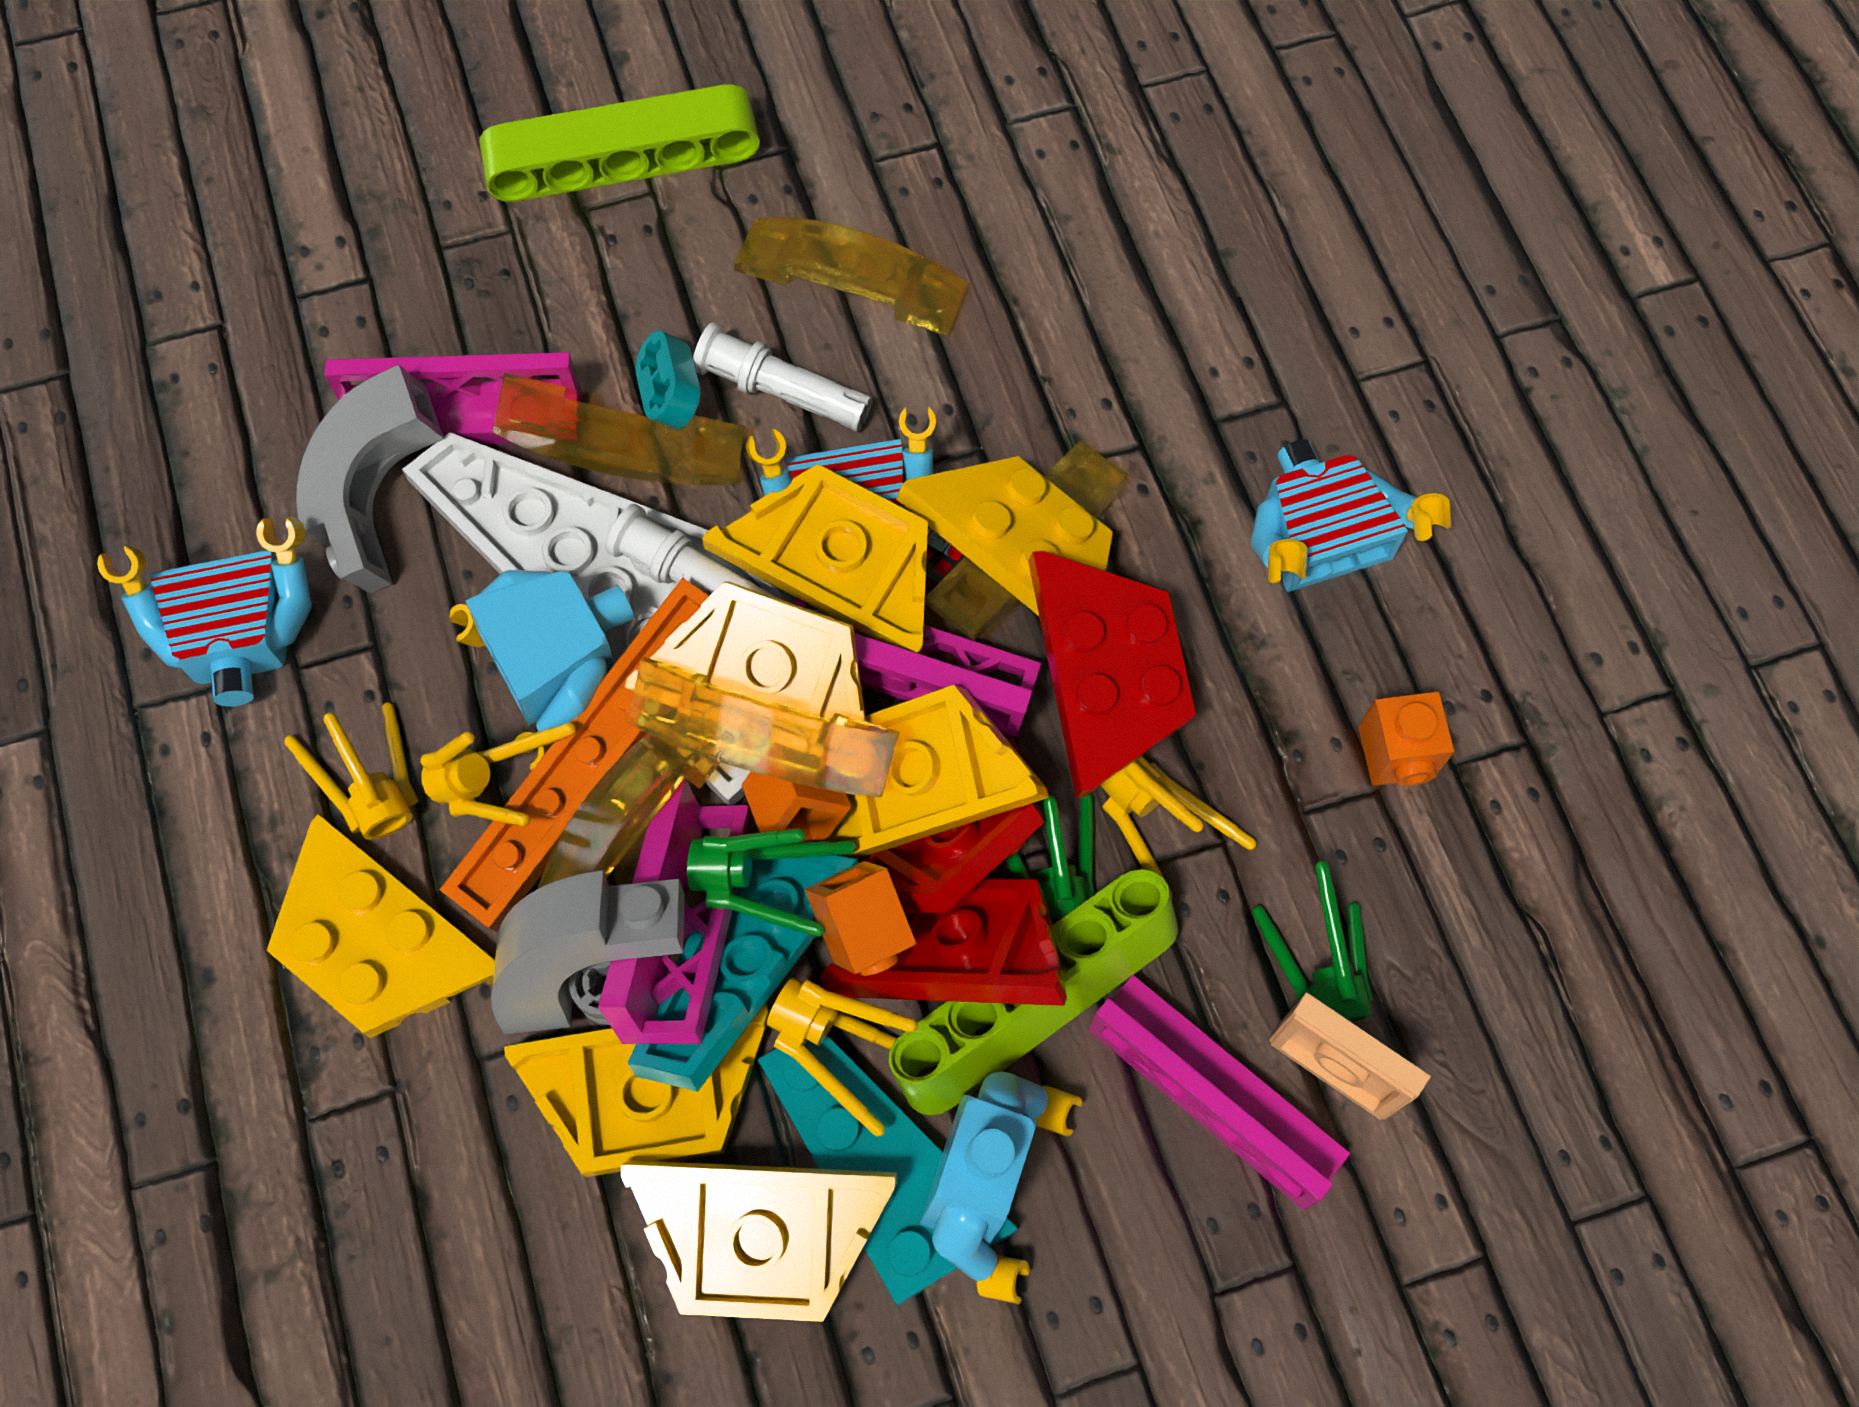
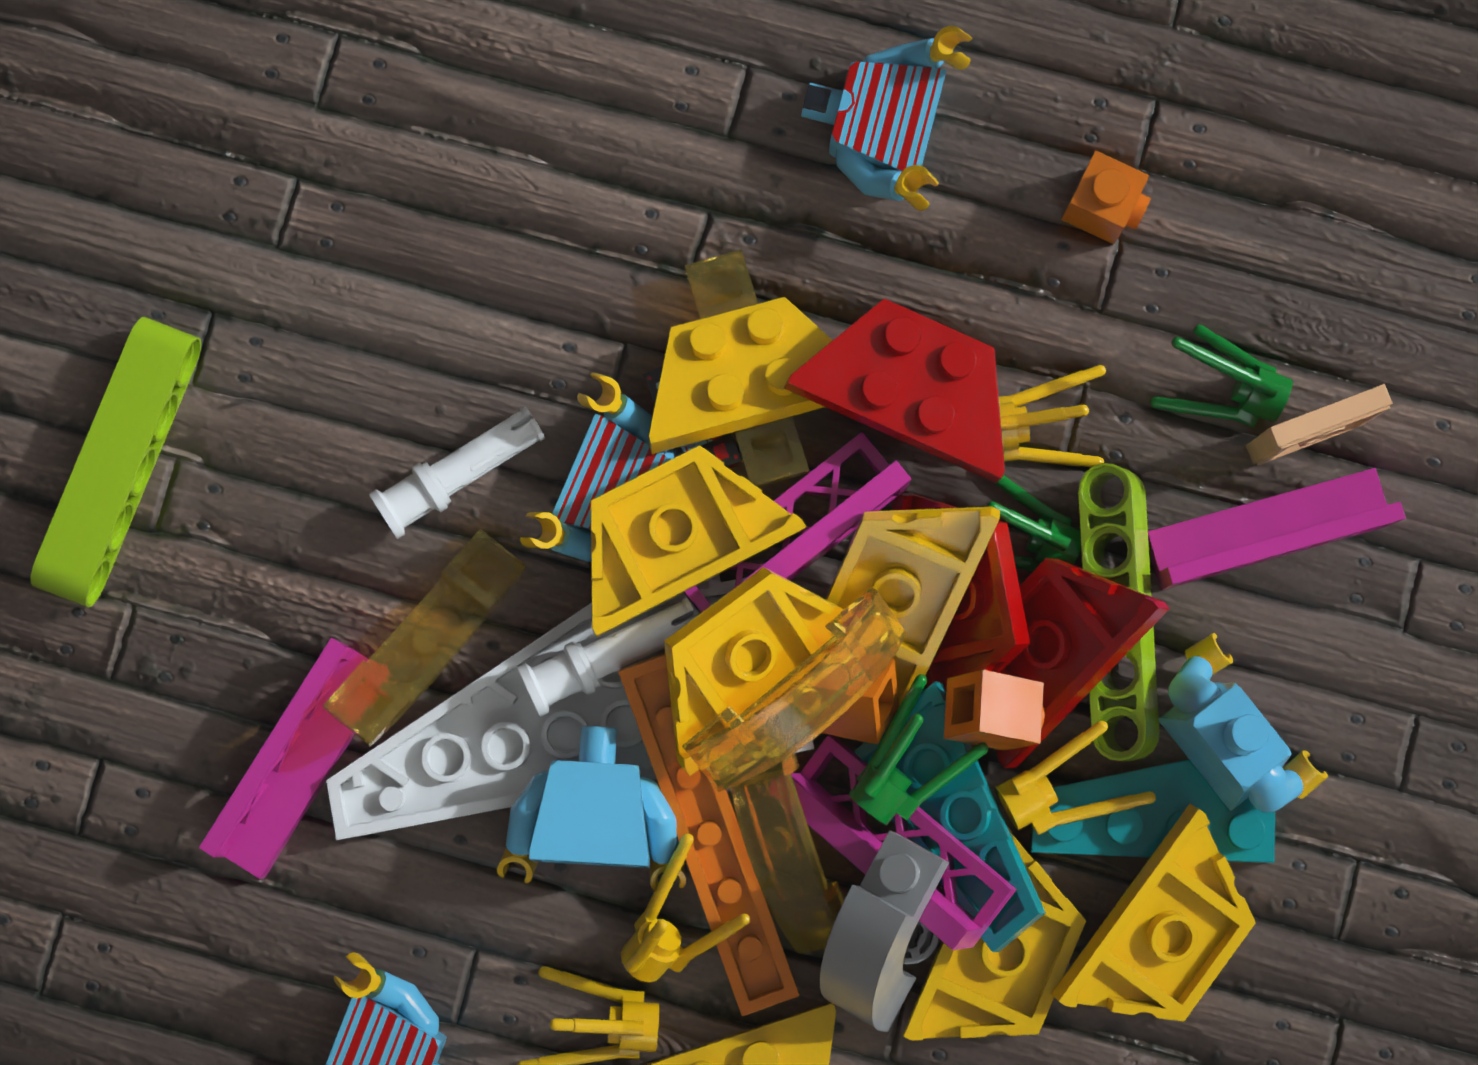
camera: 55 degrees left, 15 degrees up
(347, 462) = (308, 888): light grey arch -> none
(667, 380) = (399, 567): teal beam -> none
(854, 263) = (383, 341): clear yellow slope -> none

